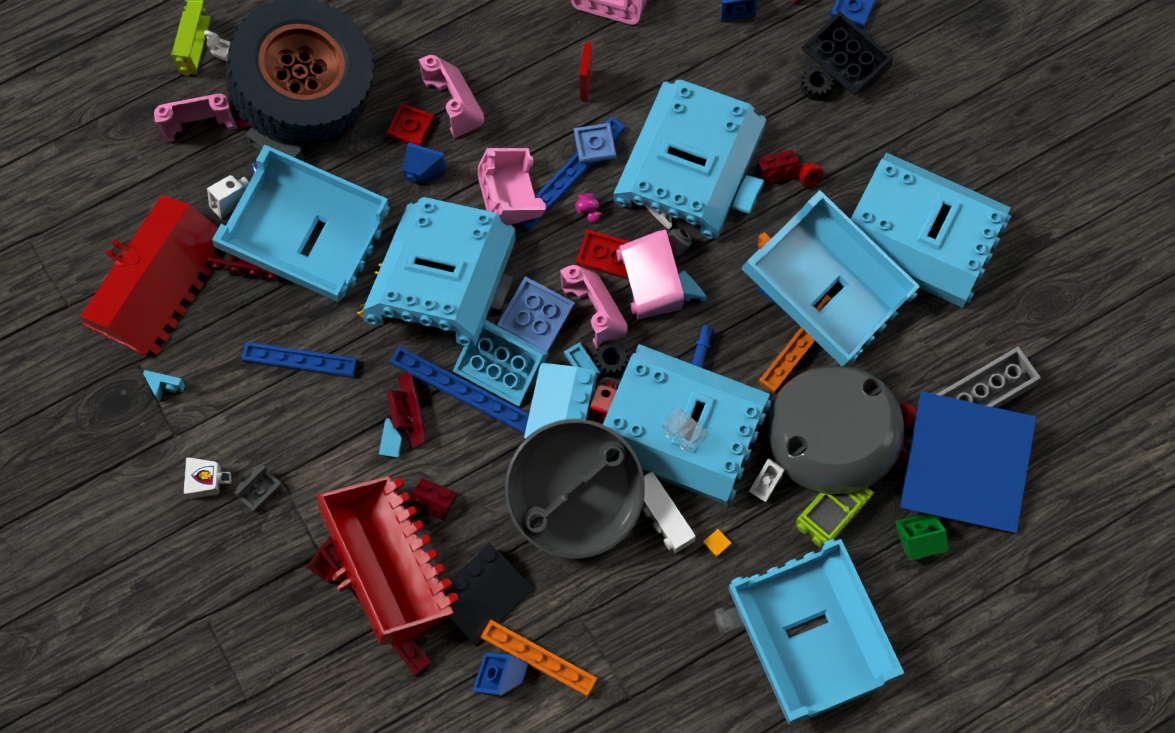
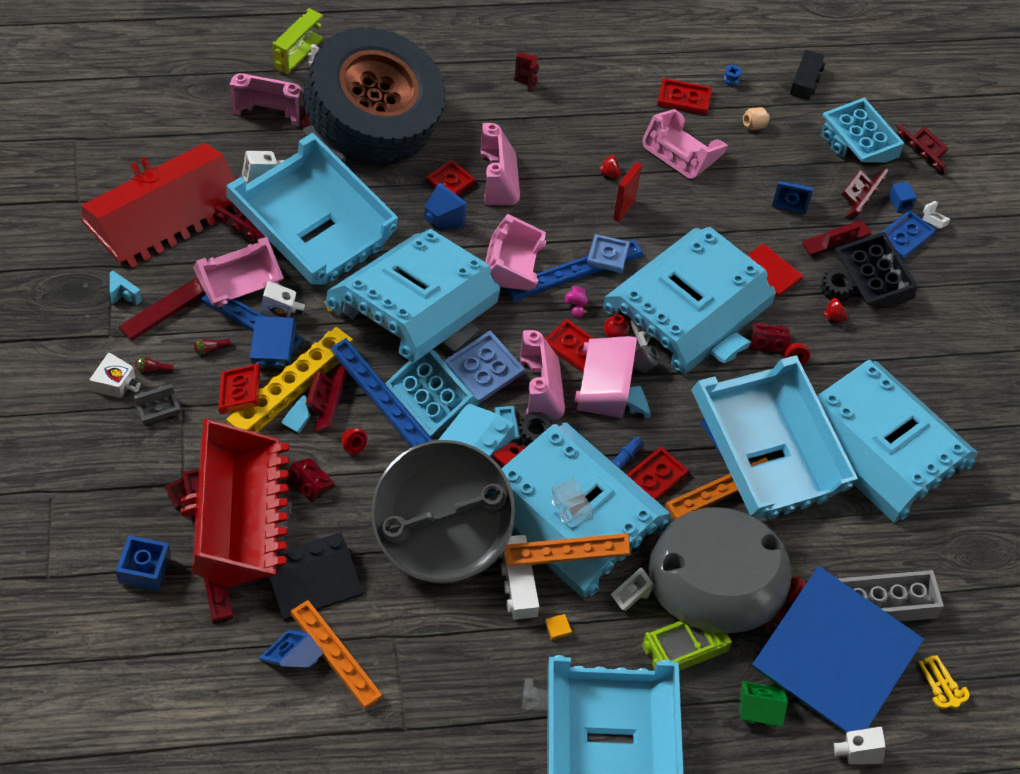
camera: 15 degrees right, 15 degrees down
(223, 362) = (162, 309): none -> dark red tile
(226, 451) = (146, 365): none -> dark red piece
(264, 319) = (238, 272): none -> bright pink windscreen
(270, 407) = (205, 346): none -> dark red piece
(317, 333) = (279, 302): none -> white torso
(325, 439) = (239, 389): none -> red tile
(328, 651) = (143, 563): none -> blue brick
(332, 377) = (273, 342): none -> blue brick
(350, 475) = (289, 383): none -> yellow brick
(453, 444) = (354, 441): none -> red brick
(555, 46) = (611, 167): none -> red brick
(635, 218) = (616, 326): none -> red brick
(700, 475) = (567, 550): none -> orange plate
(737, 354) = (658, 473): none -> red tile
(752, 90) = (780, 273): none -> red tile
(795, 31) = (836, 237): none -> dark red bracket
(826, 113) = (835, 311): none -> red brick
(1028, 534) = (863, 746): none -> white torso
(1080, 460) = (940, 702): none -> yellow piece

